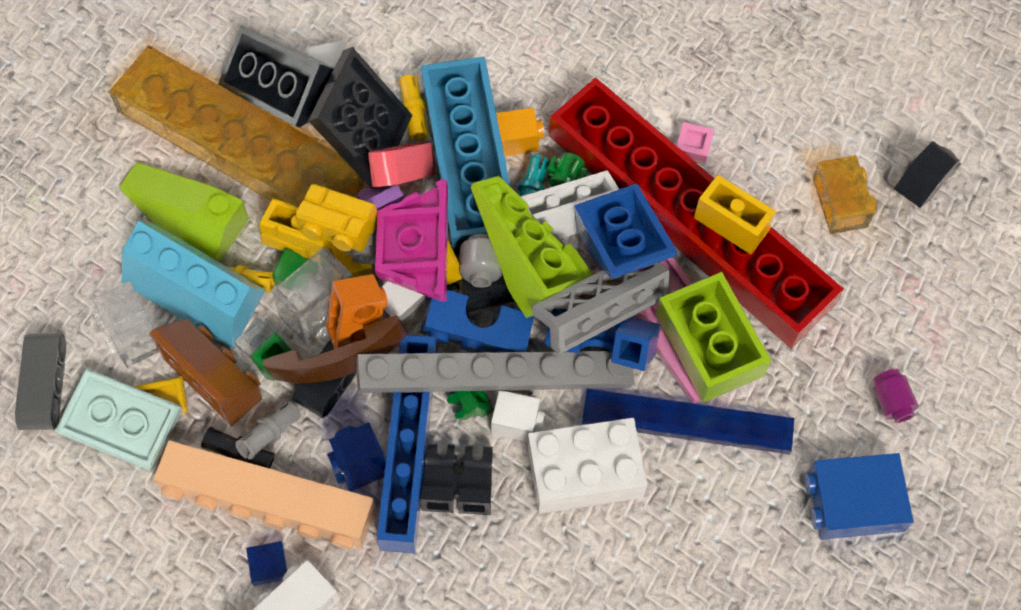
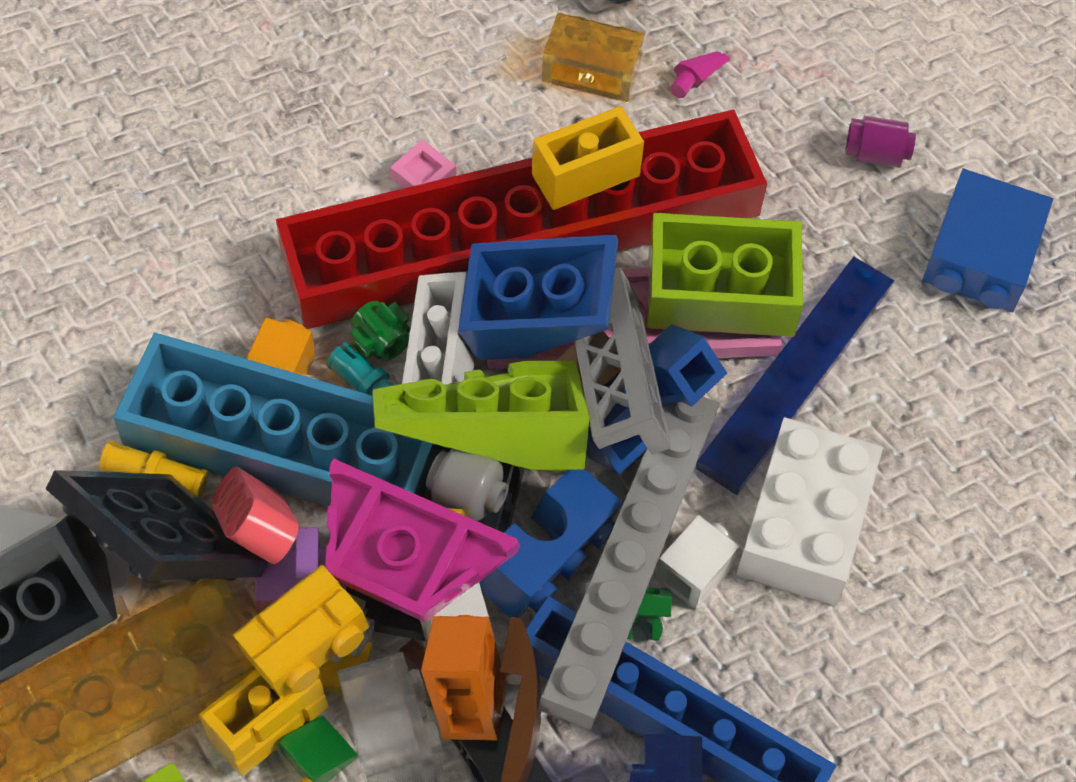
camera: 65 degrees left, 5 degrees down
(443, 486) = (771, 665): black legs -> none
(879, 261) = (696, 70): none -> dark pink bar

